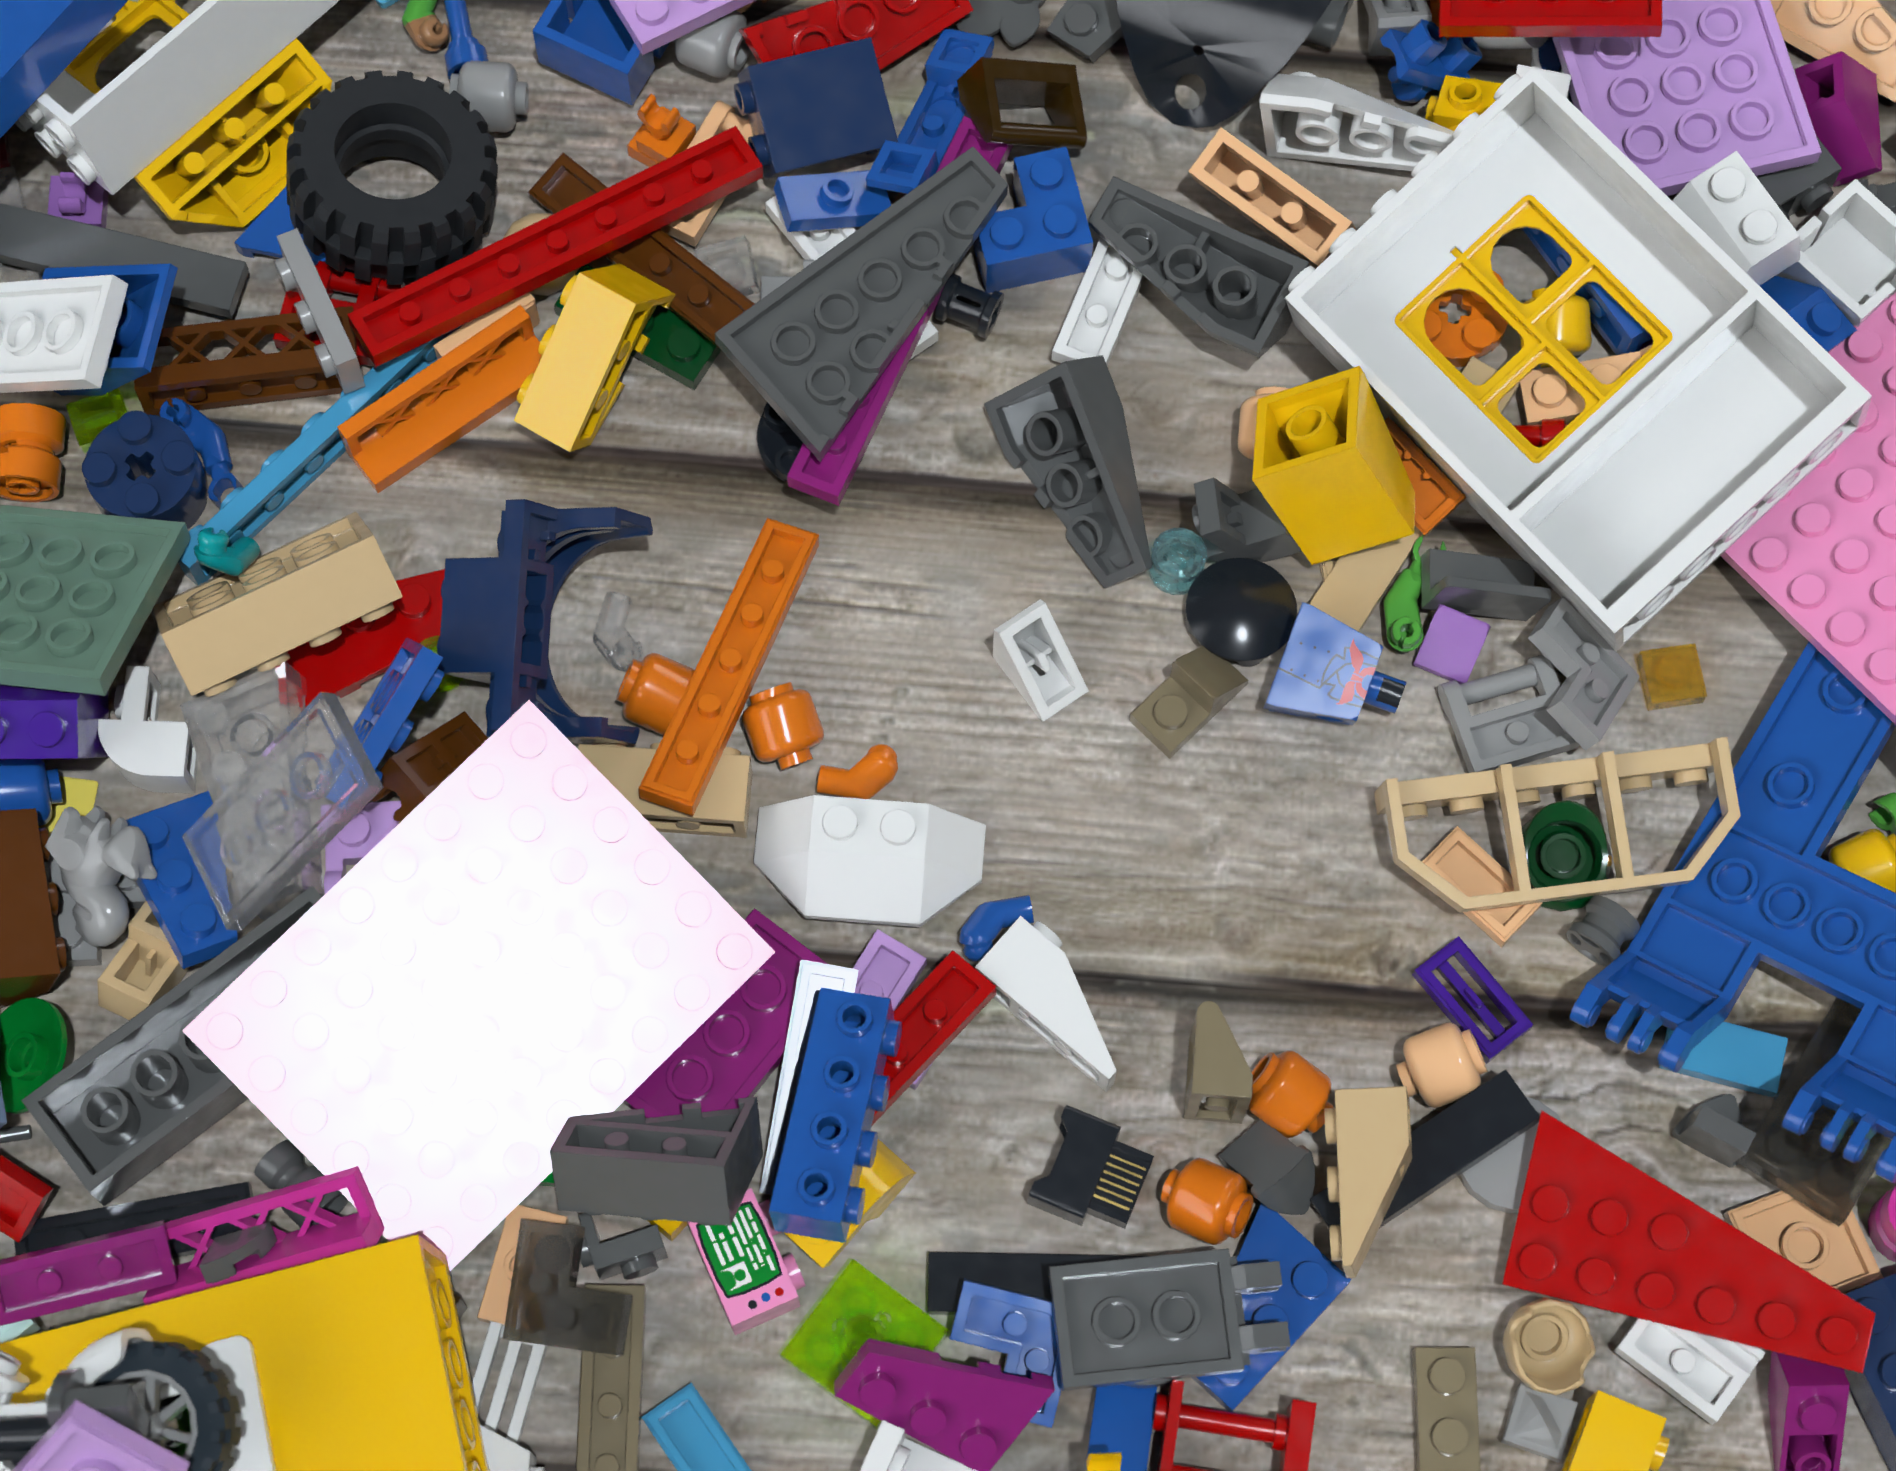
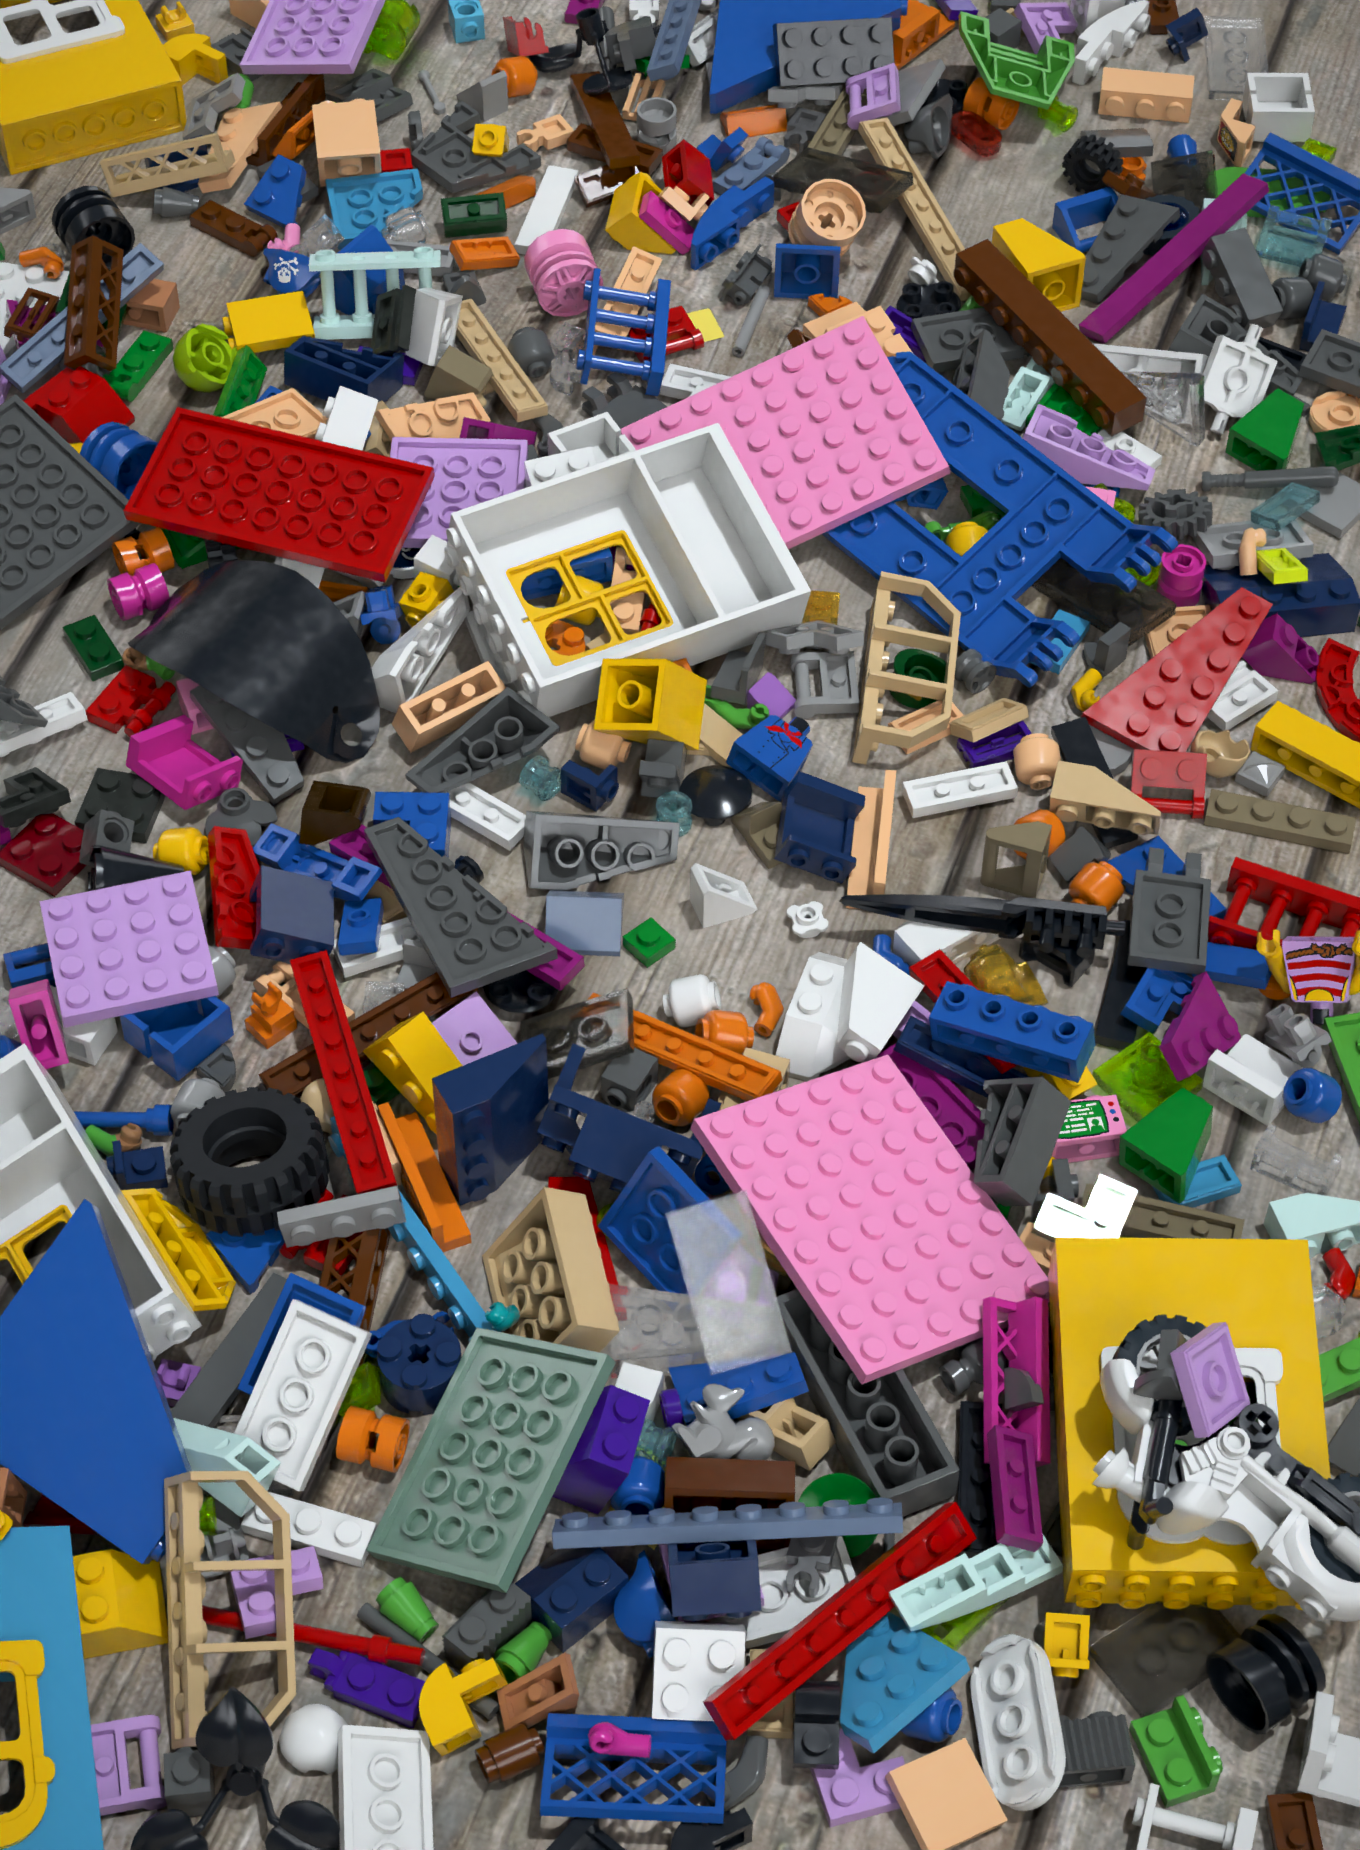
camera: 75 degrees left, 20 degrees down
(93, 788) = (656, 1442): none -> clear light blue wheel
(147, 799) = (670, 1407): none -> dark purple tile
(383, 45) = (138, 1167): none -> dark blue bracket
(484, 433) = (490, 1117): none -> dark blue slope
(573, 107) = (219, 1067): none -> dark grey tile
(674, 617) = (629, 1079): none -> dark grey brick
(678, 396) = (473, 1030): none -> lavender plate
(713, 528) = (598, 1024): none -> clear smoke plate
(743, 1397) = (1169, 1143): none -> green slope
(834, 668) = (691, 999): none -> white head
(855, 913) = (872, 1003): none -> white slope
(937, 587) = (649, 942): none -> green plate
(951, 489) = (586, 921): none -> sand blue slope
(985, 1100) = (998, 973): none -> clear yellow helmet
(1033, 809) = (807, 927): none -> white plate
(1086, 1104) = (1001, 917): none -> black piece
(1188, 364) = (541, 778): none -> clear light blue wheel
(1189, 440) = (587, 787): none -> dark blue bracket
(1192, 767) = (818, 827): none -> dark blue panel
(1206, 854) = (872, 839): none -> light nougat fence
(1353, 960) = (959, 789): none -> white plate
(1471, 1270) = (1171, 770): none -> plate
(1506, 975) = (988, 719): none -> tan tile
(1623, 1110) = (1083, 690): none -> yellow arm

